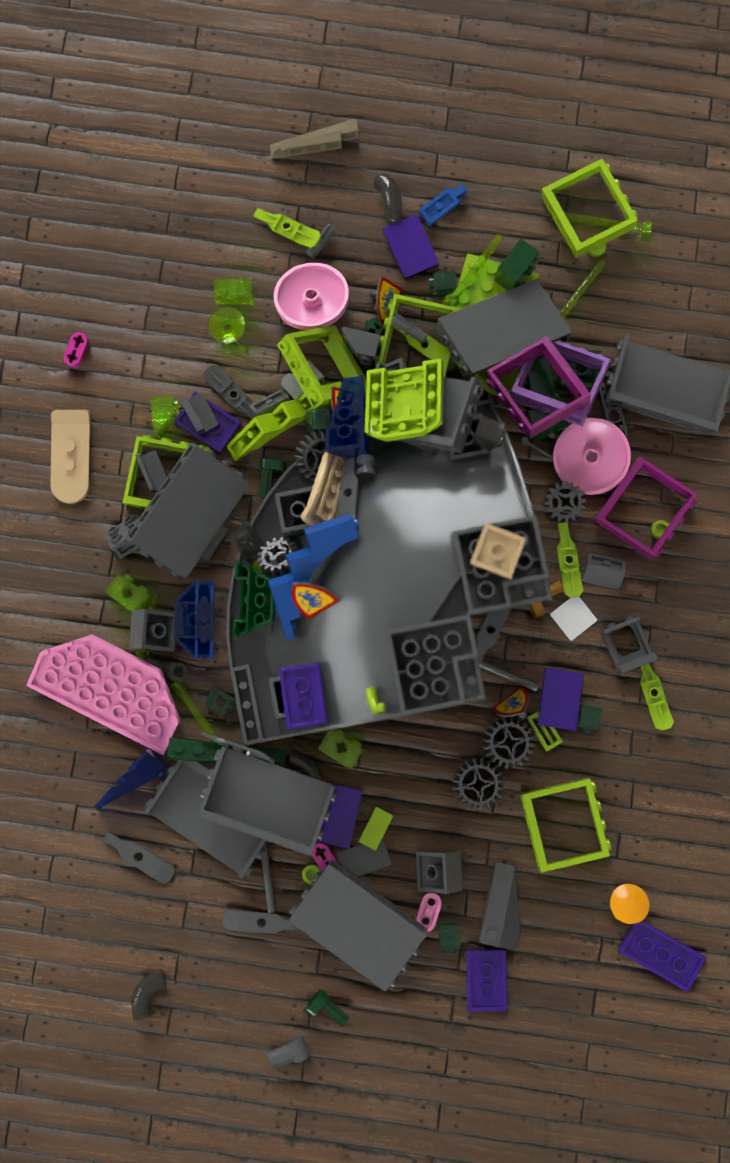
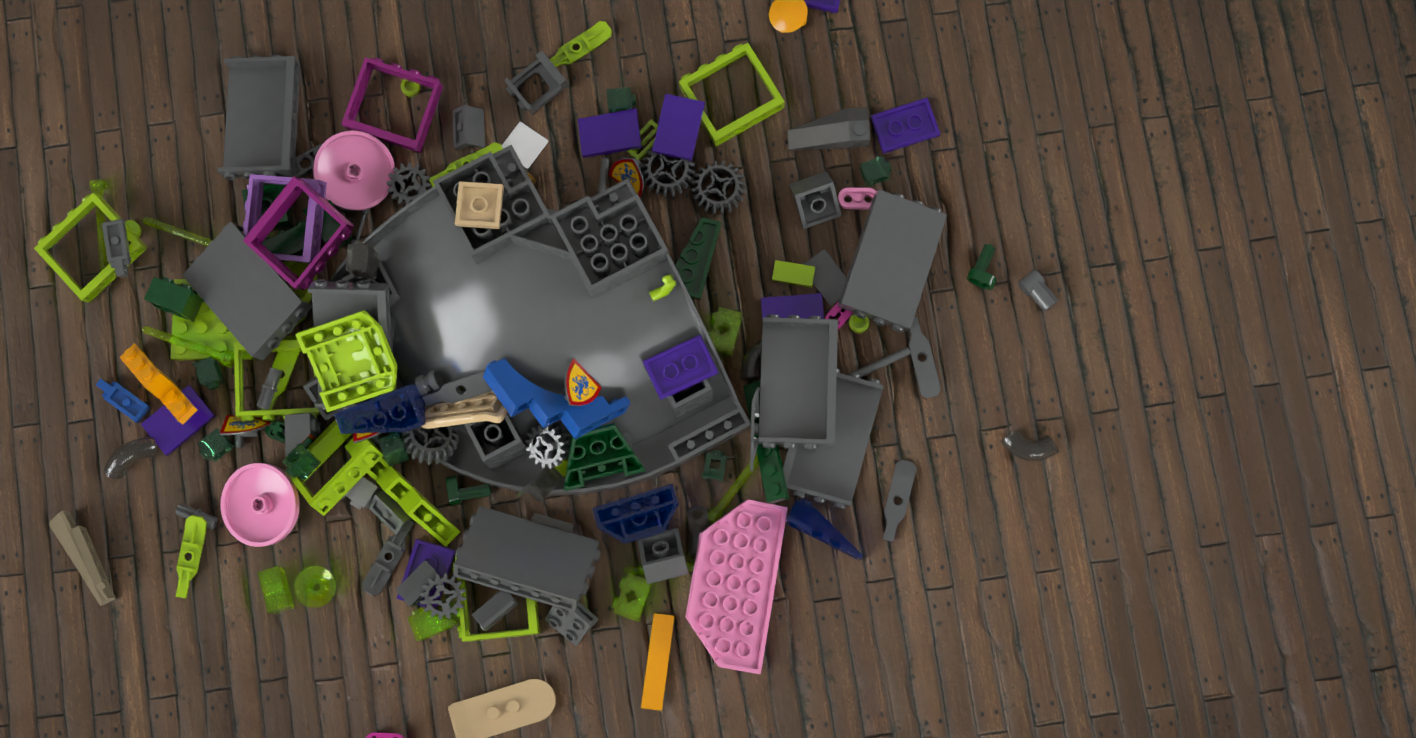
camera: 100 degrees left, 5 degrees down
(67, 599) = (657, 662): none -> light orange piece
(178, 422) = (432, 599): none -> dark grey gear
(332, 338) = (300, 462): none -> clear green brick
(374, 269) = (214, 445): none -> clear green brick
(416, 742) = (697, 256): none -> dark green wing
(445, 236) = (158, 383): none -> light orange bracket
(544, 764) = (678, 127): none -> dark purple tile
(580, 228) = (117, 246): none -> dark grey hinge

